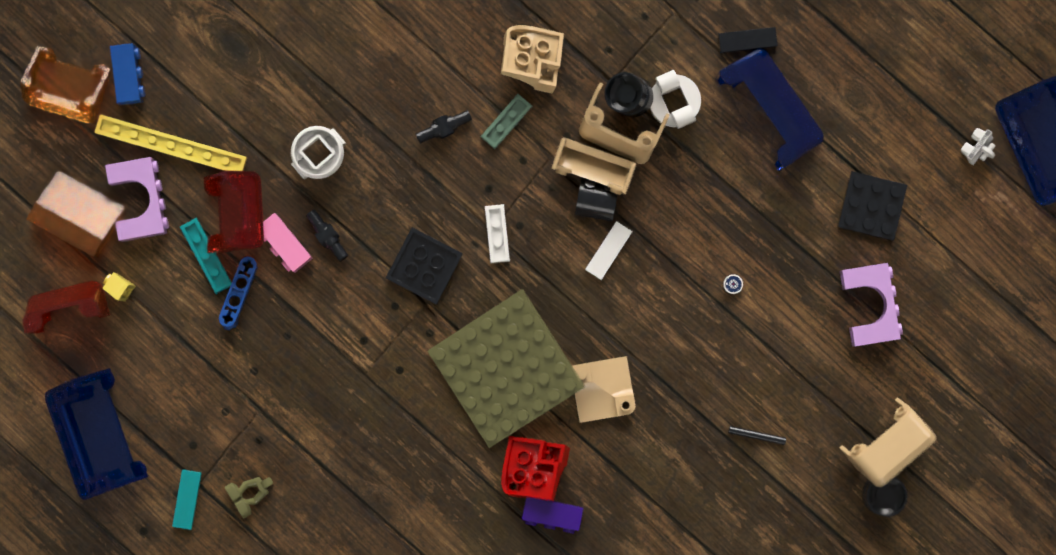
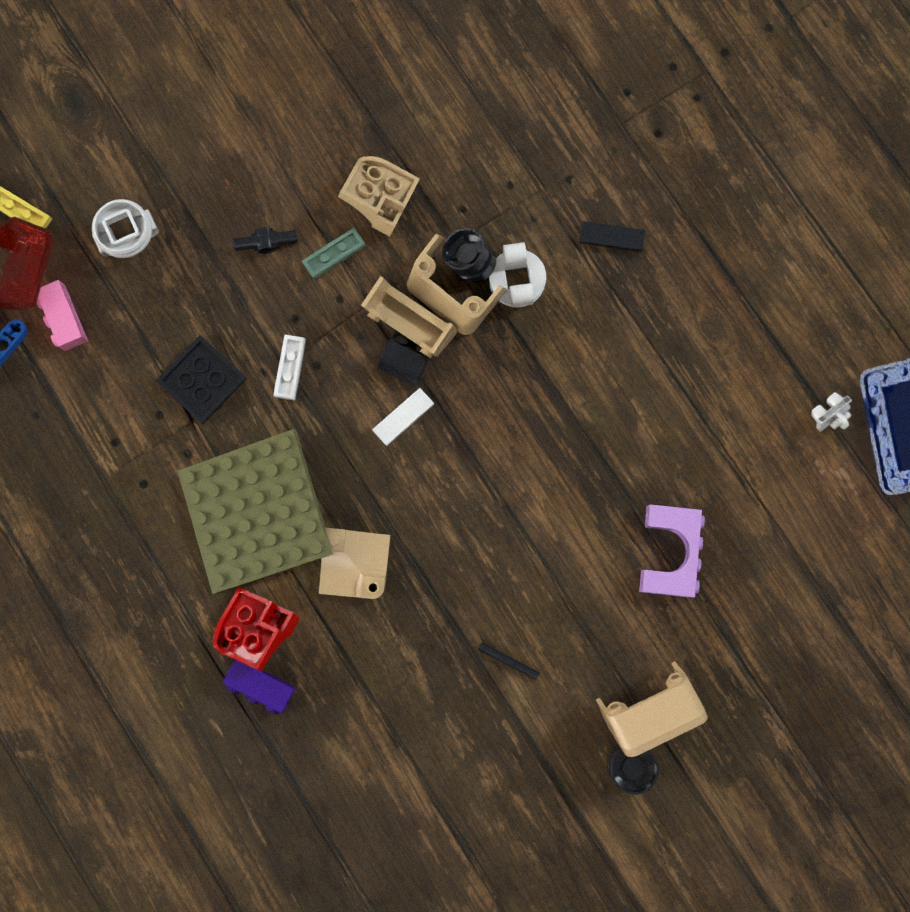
camera: 15 degrees right, 5 degrees down
(327, 235) = (108, 320): black pin -> none
(733, 284) = (527, 488): dark blue tile -> none
(778, 102) = (628, 305): clear blue windscreen -> none
(872, 206) = (700, 445): black plate -> none

